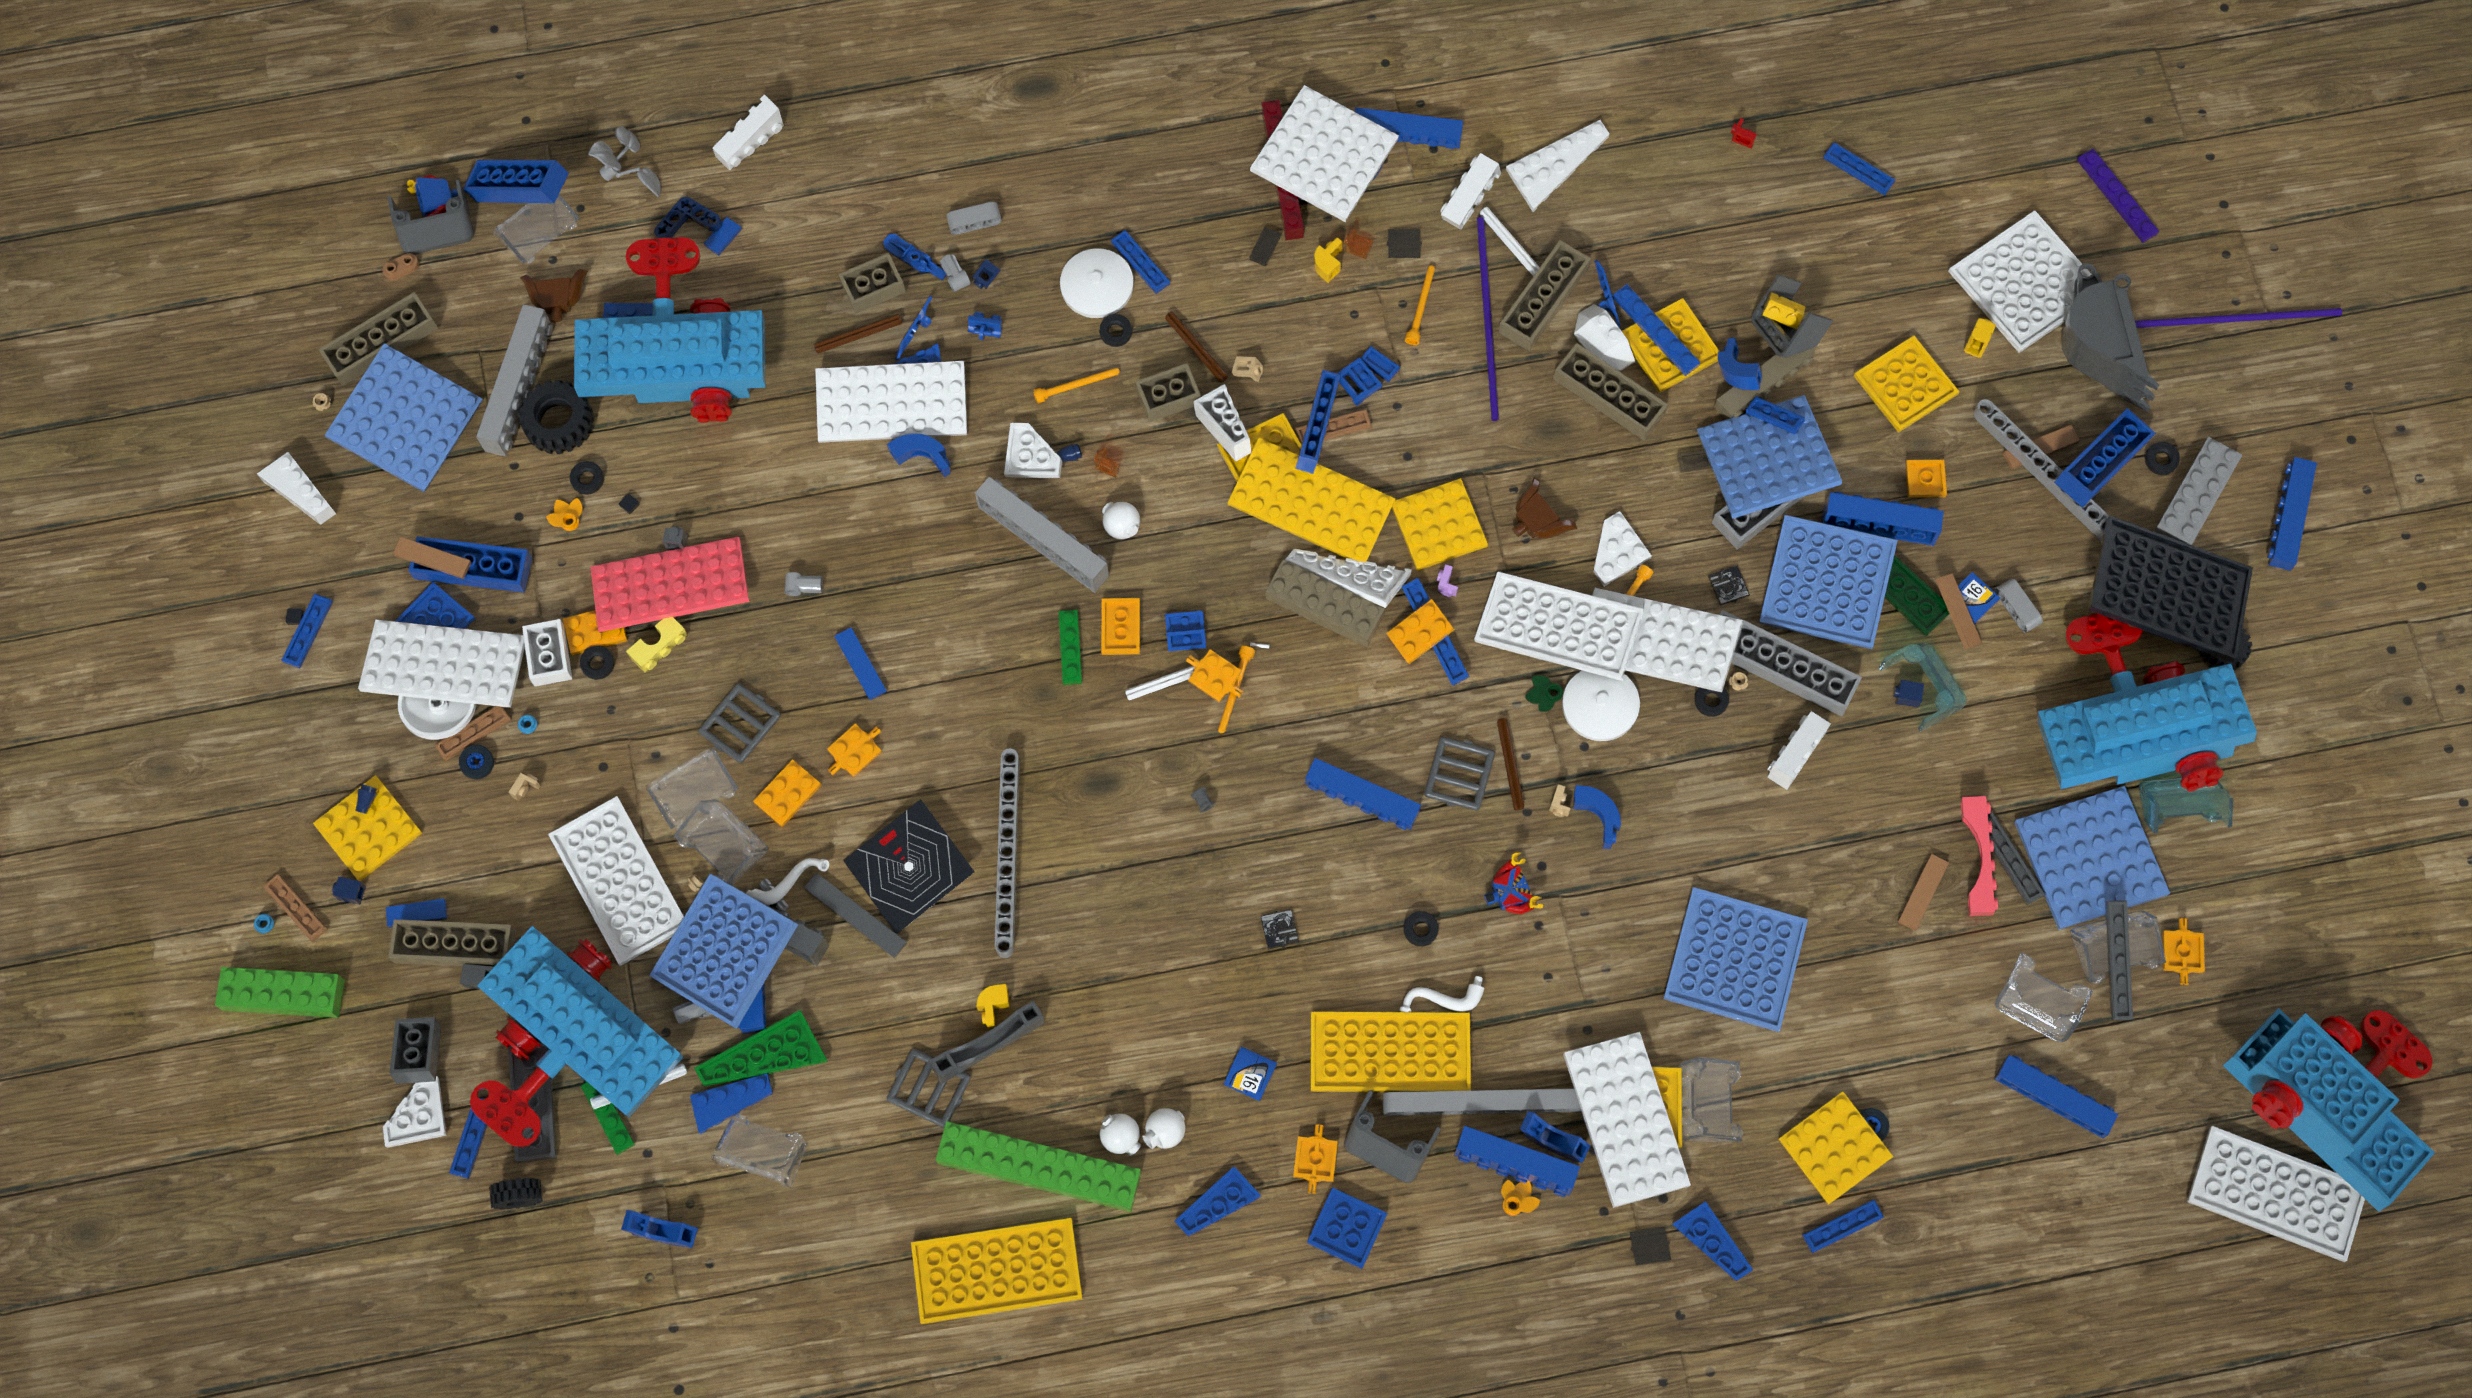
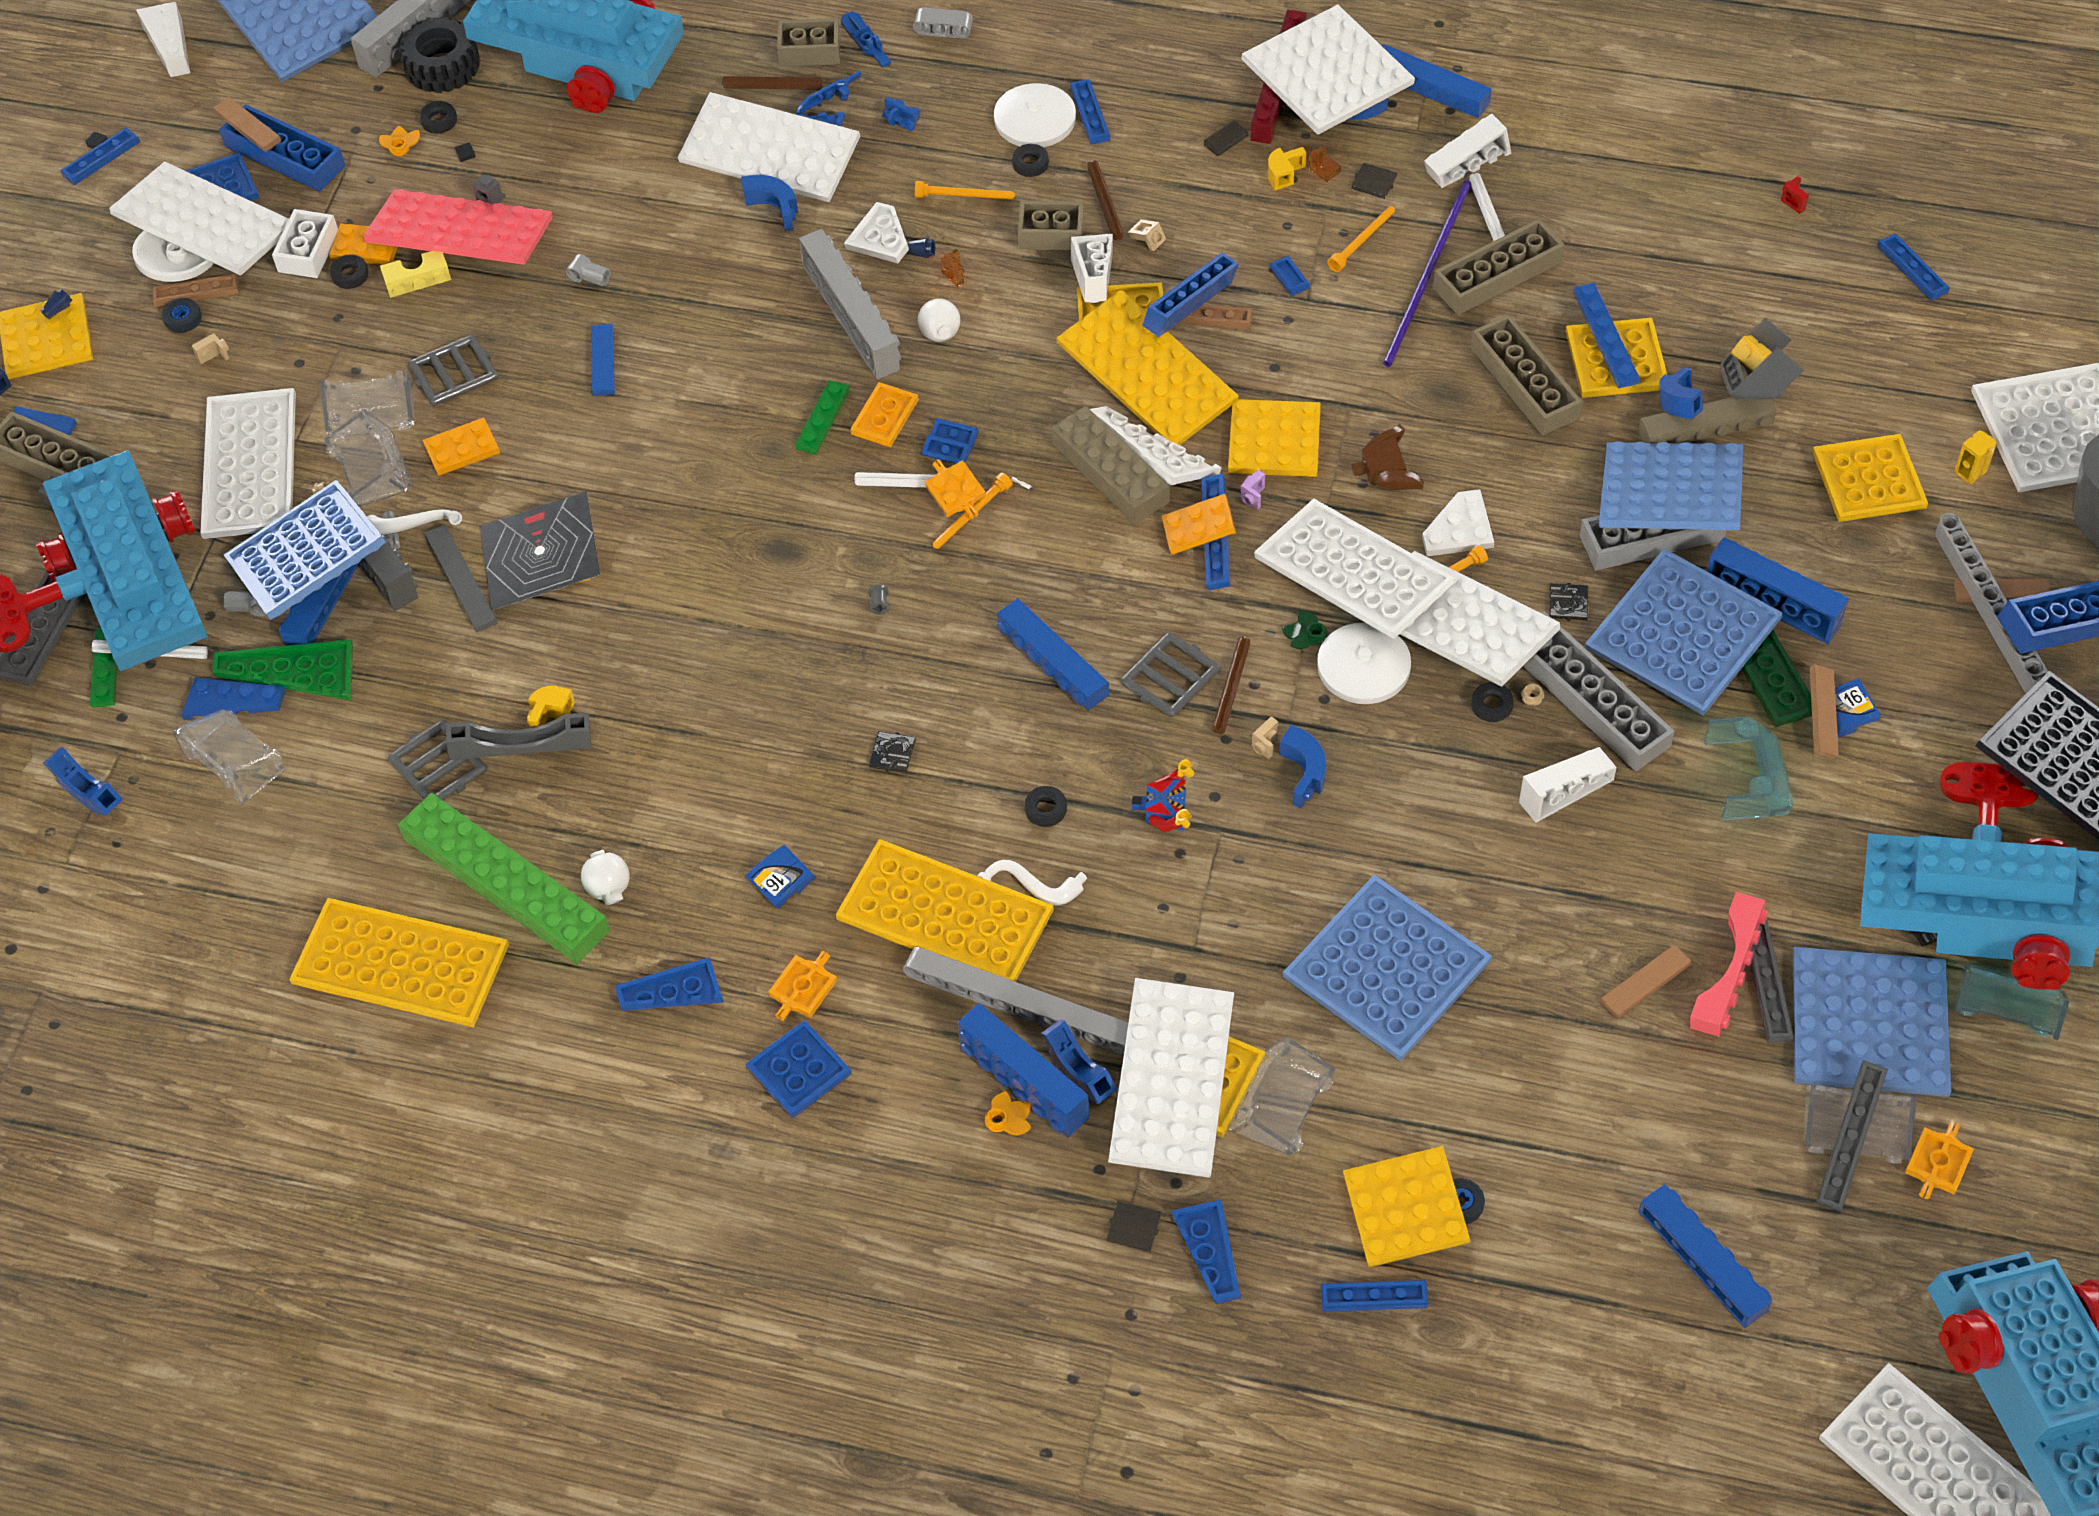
camera: 25 degrees right, 15 degrees down
(525, 719) = (250, 299): dark azure plate -> none
(854, 750) = (550, 431): light orange plate -> none
(955, 275) = (896, 64): light grey piece -> none
(989, 269) = (926, 65): dark blue brick -> none
(1007, 861) = (645, 576): light grey beam -> none
(1164, 1128) = (655, 888): white brick -> none
(1363, 379) = (1264, 281): blue plate -> none
(1382, 1153) = (894, 1024): dark grey windscreen -> none
(1550, 166) = (1570, 161): white wing -> none
(1603, 337) = (1546, 327): white wedge -> none
(1608, 305) = (1566, 299): blue piece -> none
(1693, 461) = (1587, 472): clear smoke tile -> none
(1775, 415) = (1698, 449): blue tile -> none
(1908, 693) = (1725, 774): dark blue brick -> none
(1926, 478) = (1849, 573): light orange plate -> none
(2018, 605) = (1900, 732): light grey beam -> none
(2042, 1002) = (1732, 1145): clear windscreen -> none

